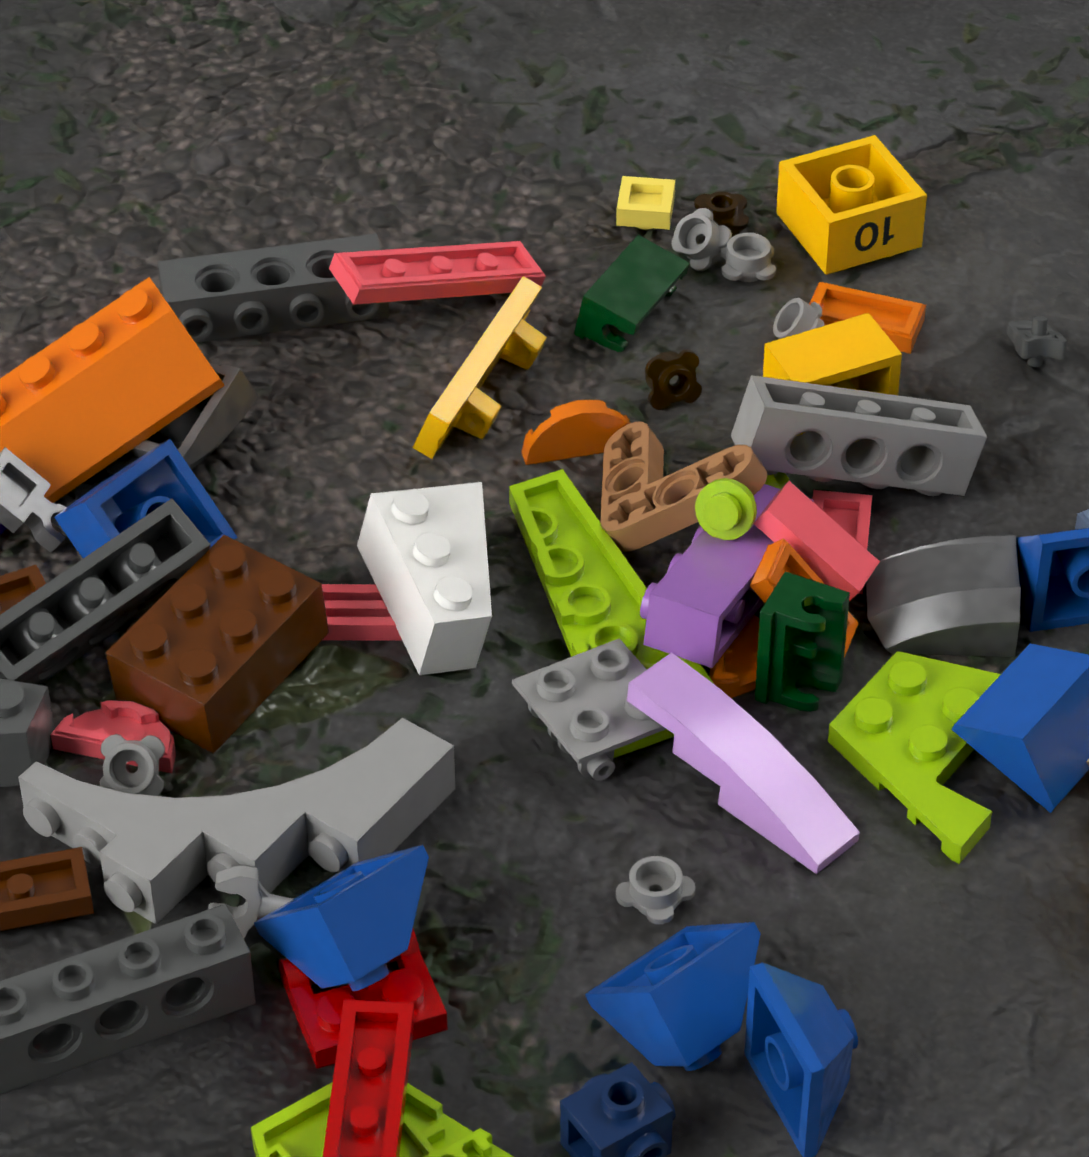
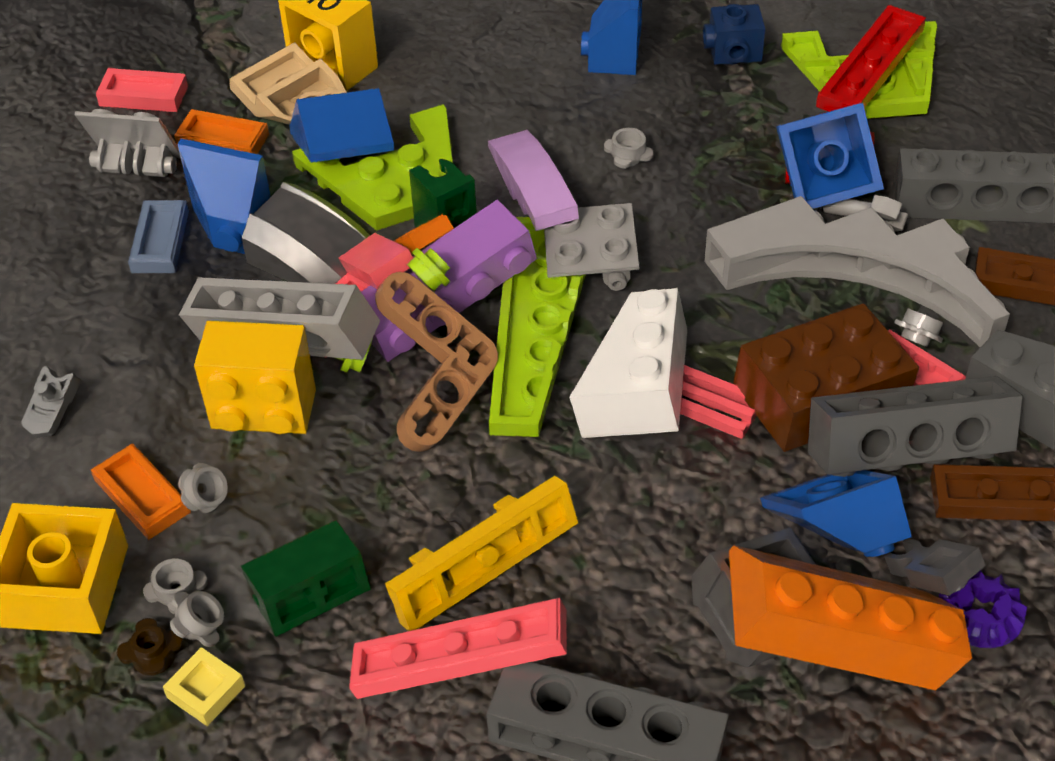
camera: 150 degrees left, 5 degrees up
(572, 432) = (449, 462): orange tile -> none
(660, 371) = (342, 477): dark brown plate -> none
(682, 994) = (656, 85): blue slope -> none

